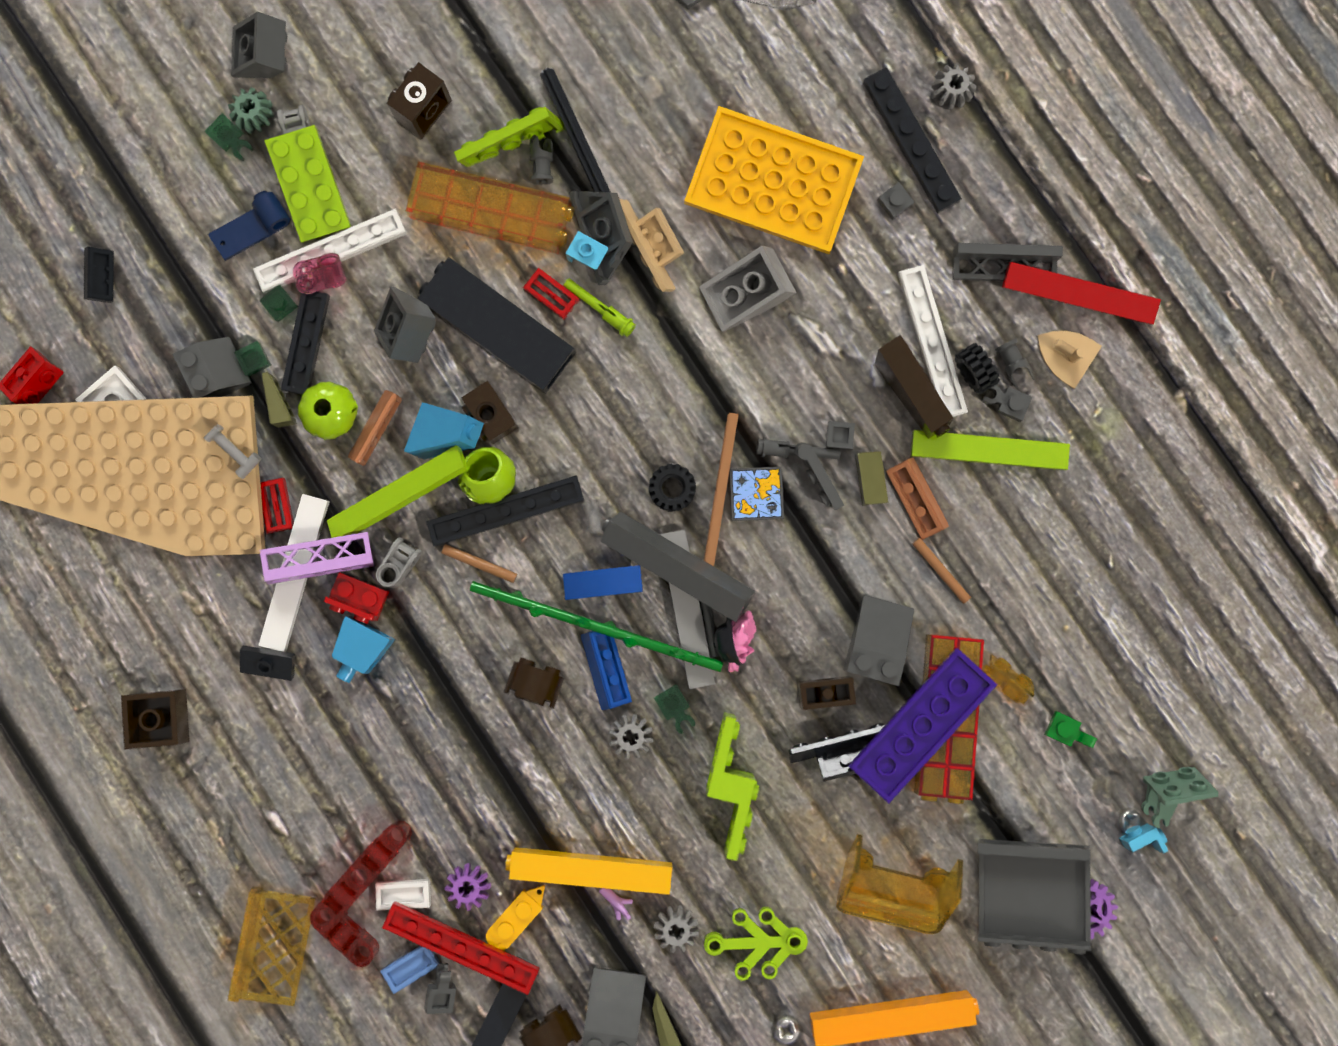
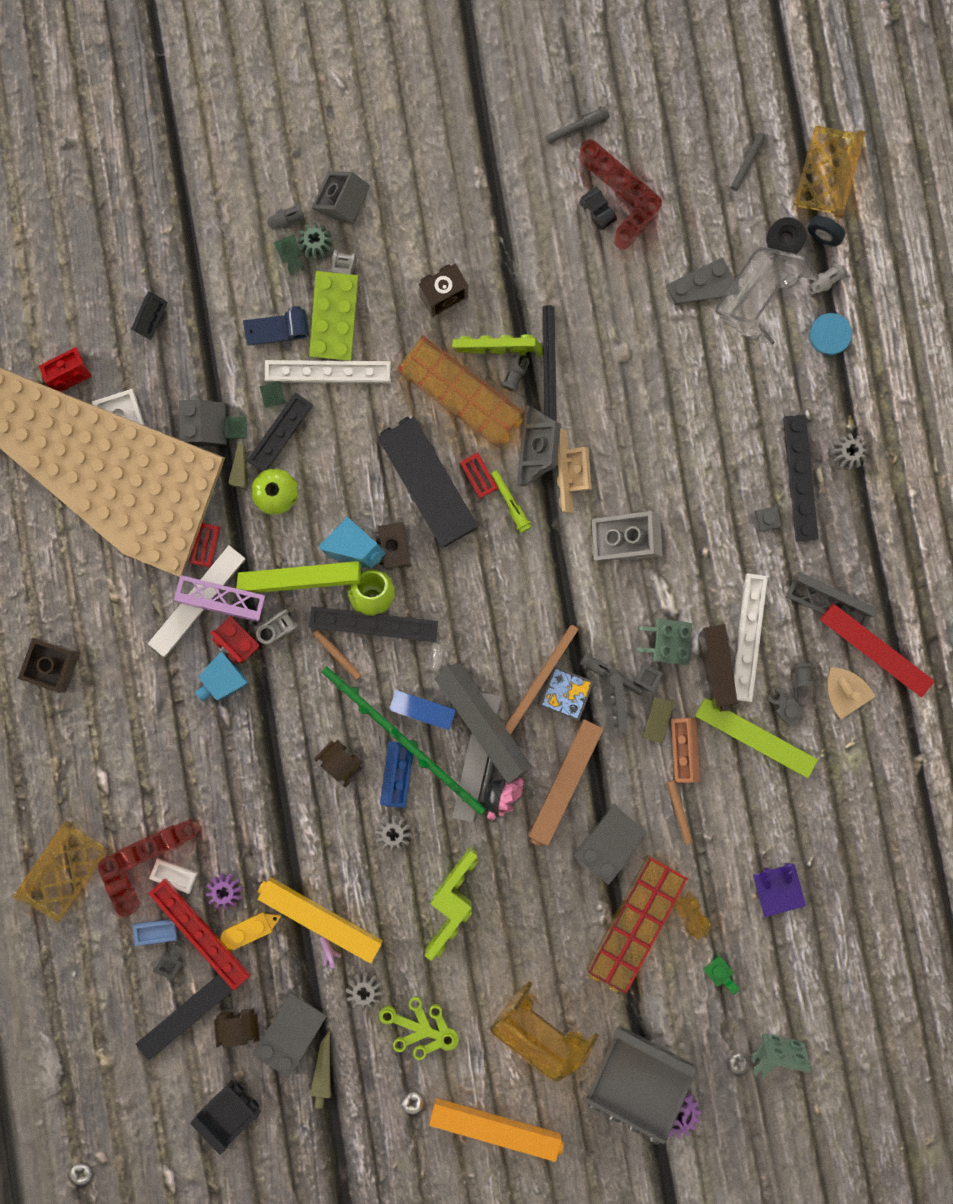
camera: 20 degrees right, 0 degrees up
(204, 100) = (285, 217): none -> dark grey piece
(246, 464) = (198, 507): light grey piece -> none
(267, 663) = (148, 659): black plate -> none
(320, 272) = (315, 386): clear pink piece -> none
(375, 427) = (303, 519): nougat slope -> none
(404, 326) = (358, 453): dark grey slope -> none
(586, 251) = (519, 457): medium azure bracket -> none
(672, 471) = (511, 673): black tyre -> none
(673, 705) = (435, 823): clear green plate -> none
(773, 180) = (683, 463): yellow plate -> none
(799, 594) = (565, 783): none -> medium nougat brick
(826, 693) = (552, 865): dark brown brick -> none
(835, 753) = (546, 917): black bracket -> none
(848, 383) = (671, 643): none -> sand green plate
(922, 725) = (613, 922): dark purple tile -> none
(977, 368) = (772, 673): black tyre -> none
(1090, 608) = (779, 890): none -> dark purple plate
(1138, 837) = (739, 1076): medium azure bracket -> none

